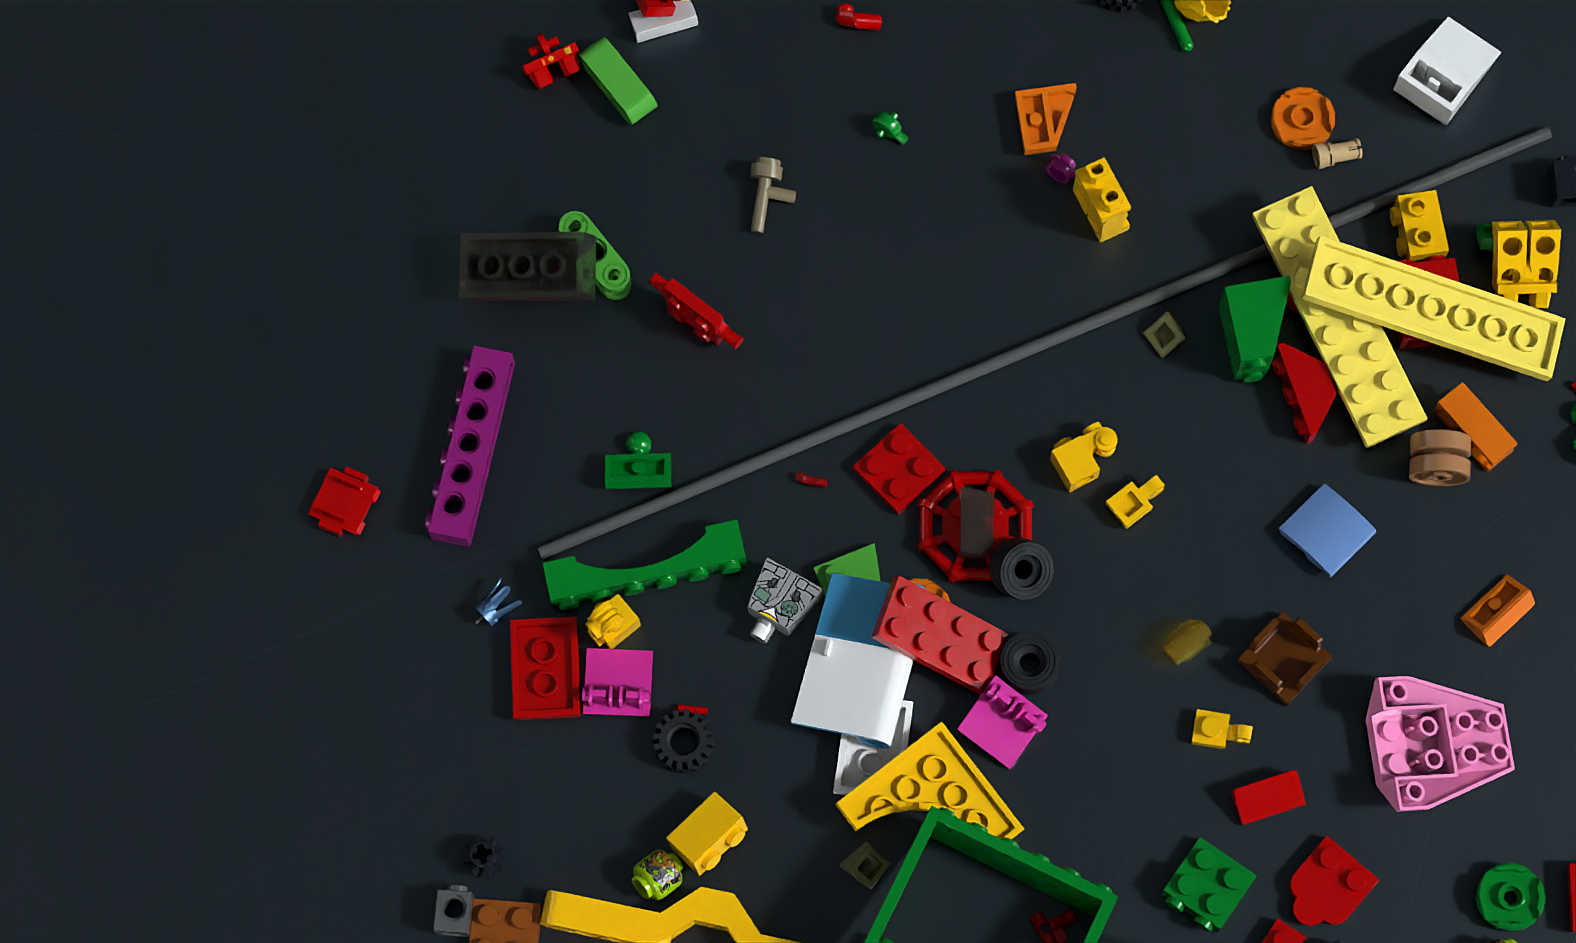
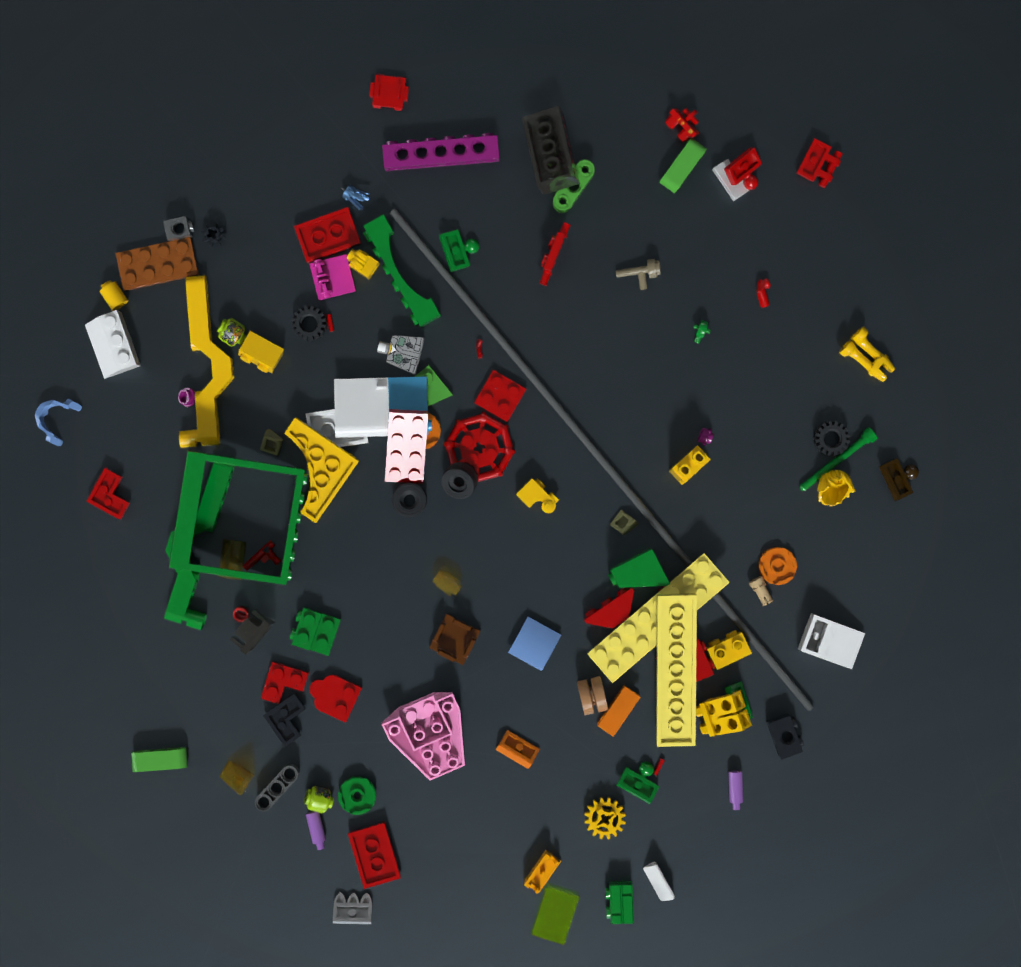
camera: 75 degrees right, 15 degrees up
(976, 523) = (477, 448): clear smoke slope -> none
(1002, 722) = (371, 494): dark pink hinge -> none
(1043, 116) = (734, 417): orange wing -> none
(1132, 503) = (517, 531): yellow plate -> none
(1213, 730) = (403, 610): yellow plate -> none
(1268, 797) = (373, 650): red slope -> none

